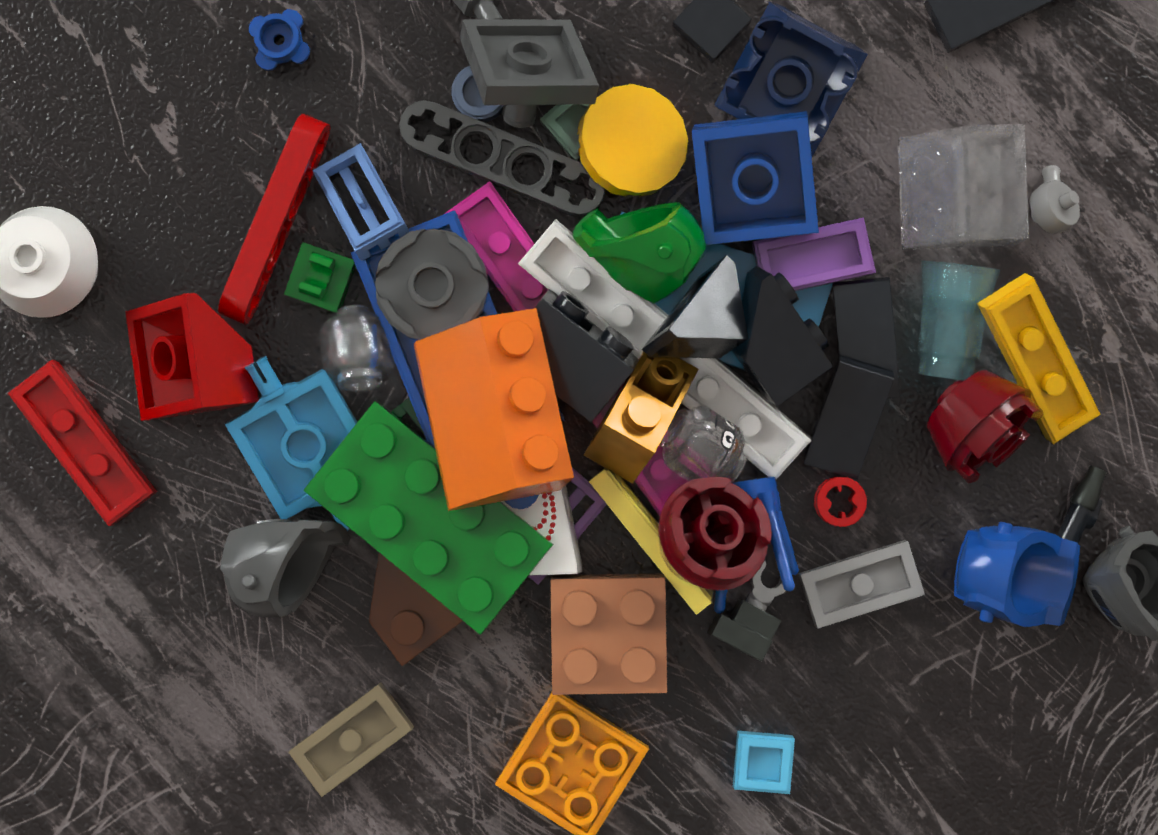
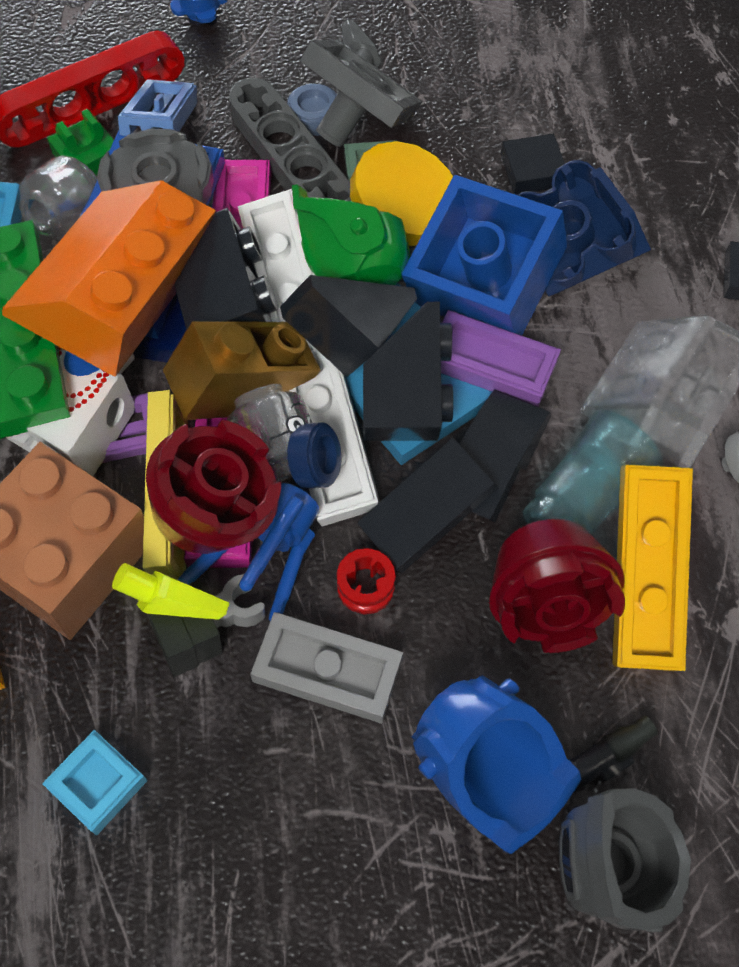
camera: 30 degrees right, 25 degrees down
(732, 624) = (166, 595): none -> neon yellow bar
(752, 447) = (314, 455): none -> dark blue tile

